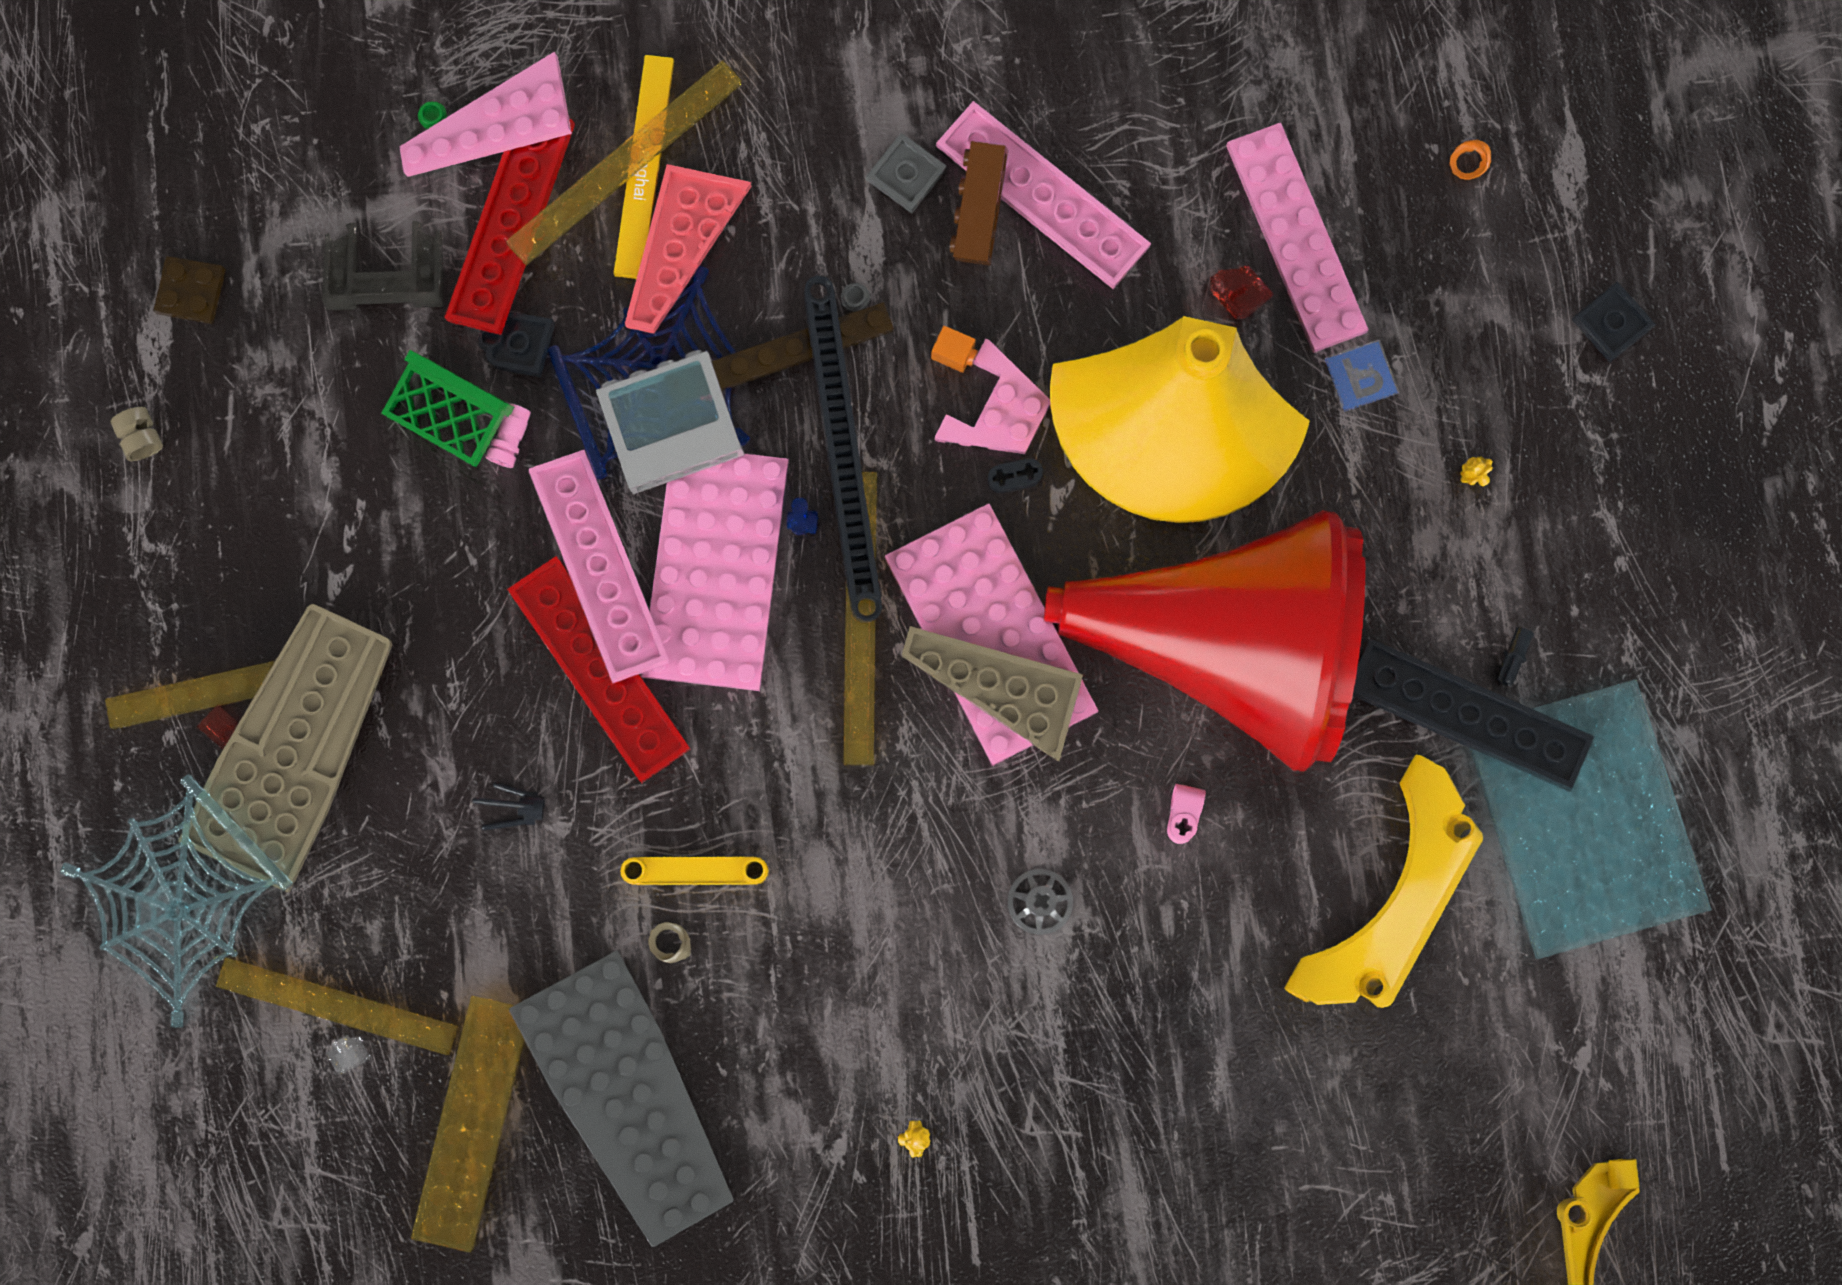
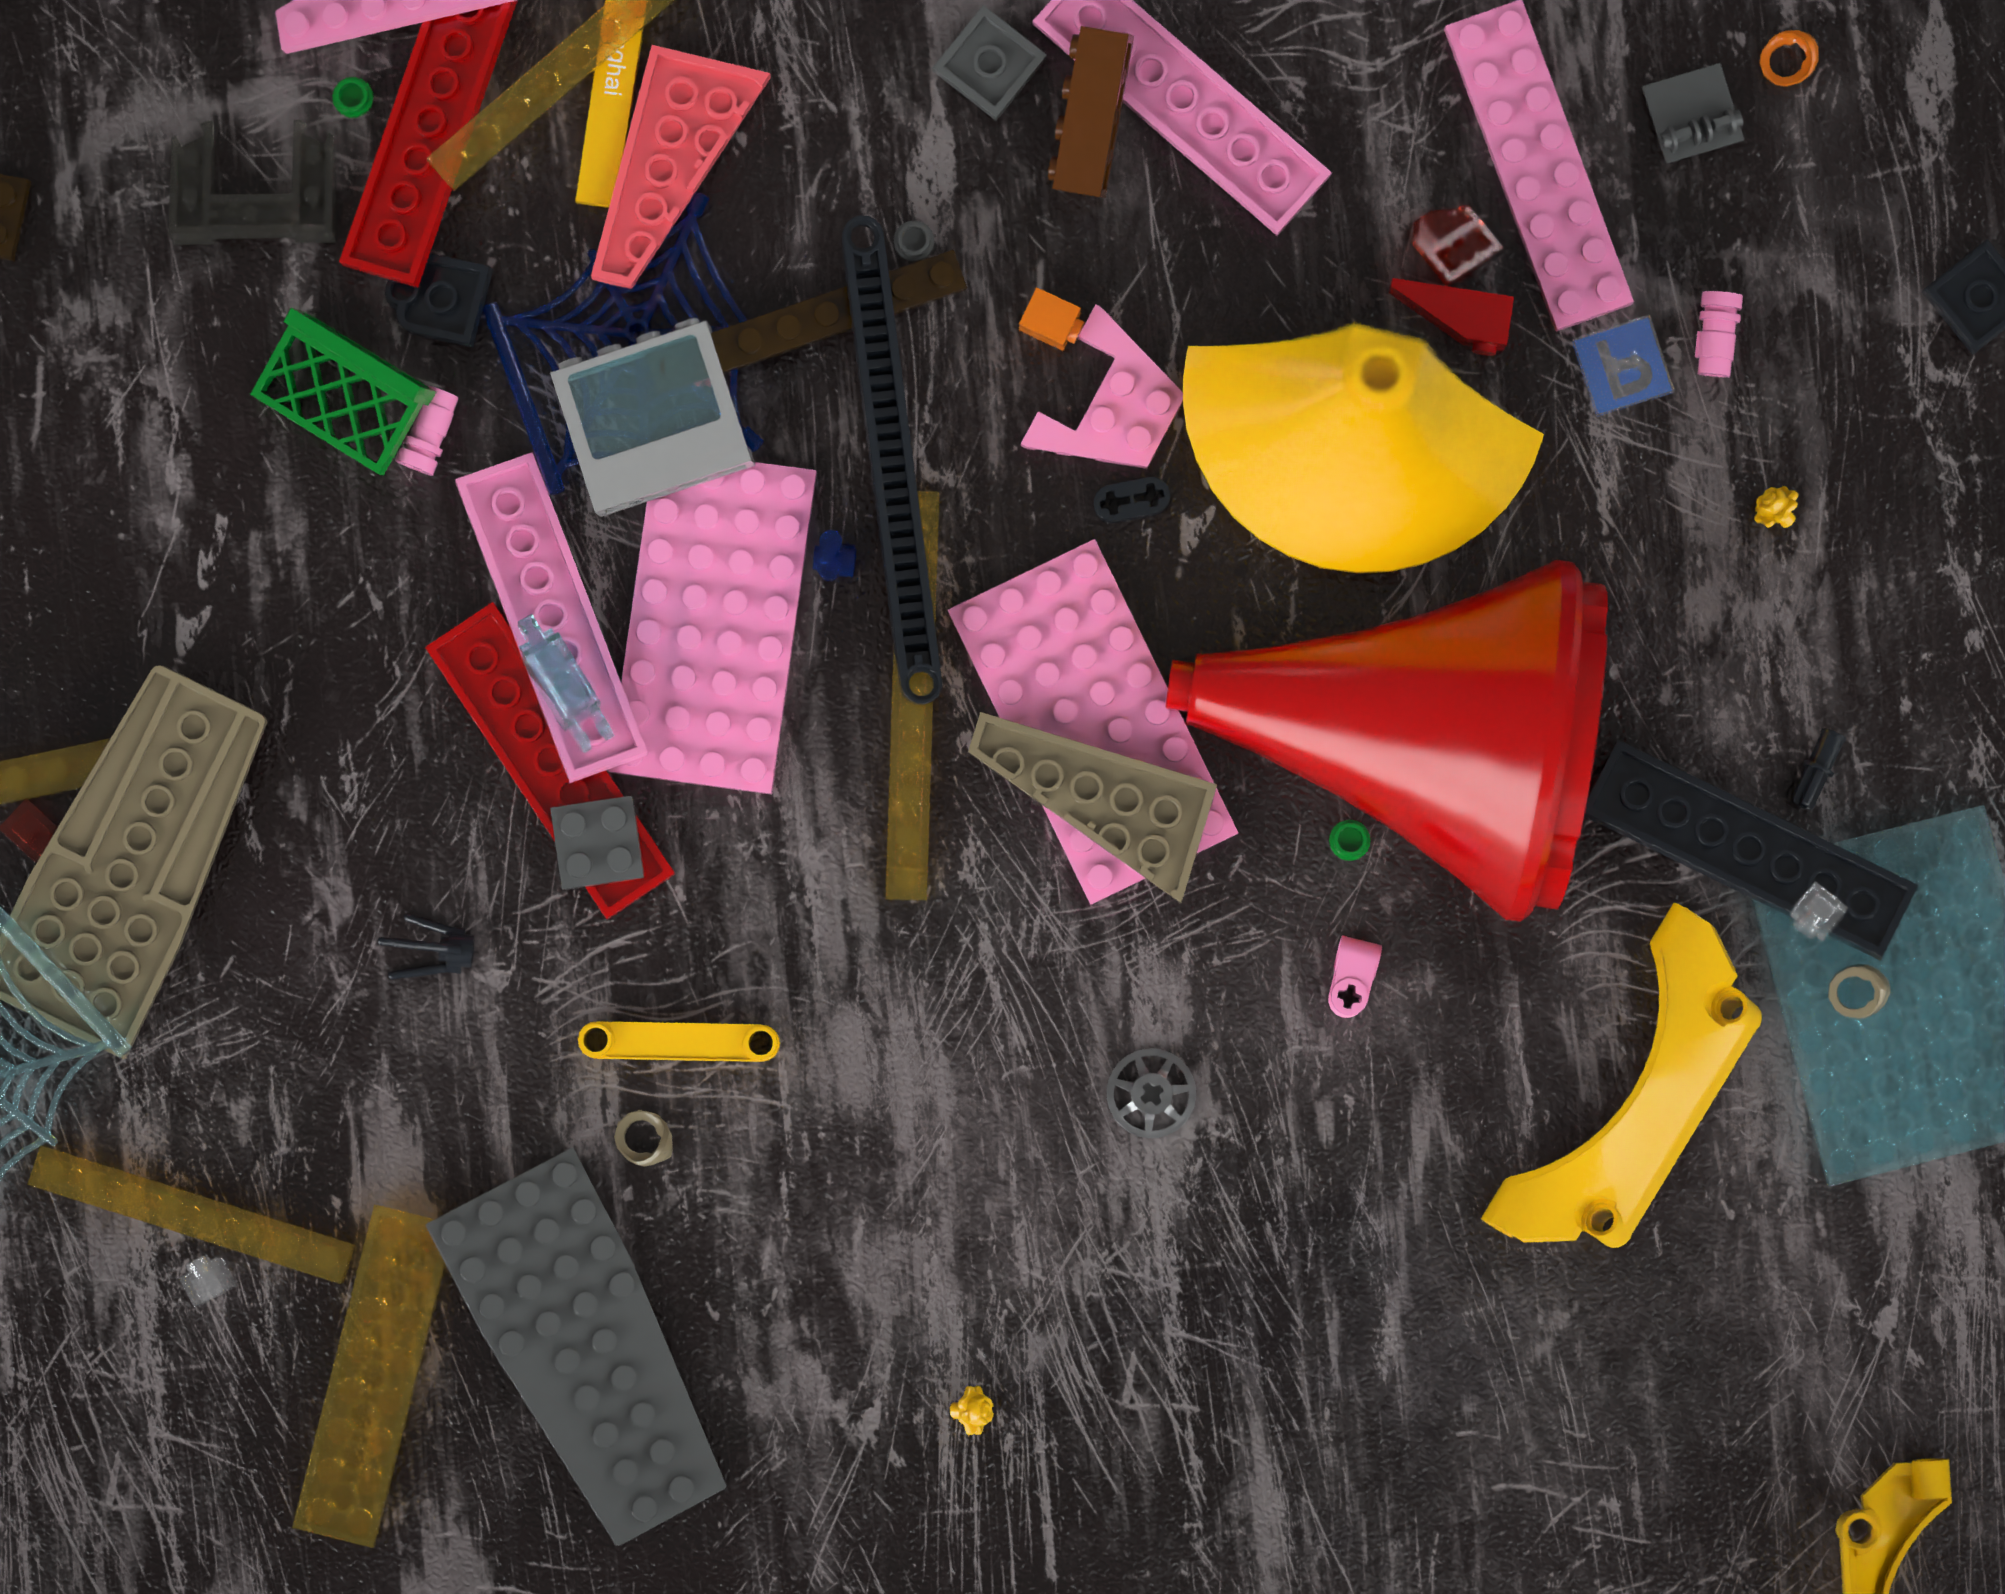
camera: 10 degrees right, 5 degrees up
(454, 205) = (353, 97): none -> green plate
(605, 609) = (561, 682): none -> clear light blue hinge
(633, 727) = (597, 842): none -> dark grey plate
(1179, 714) = (1349, 840): none -> green plate
(1259, 339) = (1464, 314): none -> red slope
(1404, 199) = (1693, 113): none -> dark grey hinge
(1429, 353) = (1717, 339): none -> bright pink axle
(1524, 756) = (1817, 912): none -> clear plate
(1559, 801) = (1866, 972): none -> dark tan piece

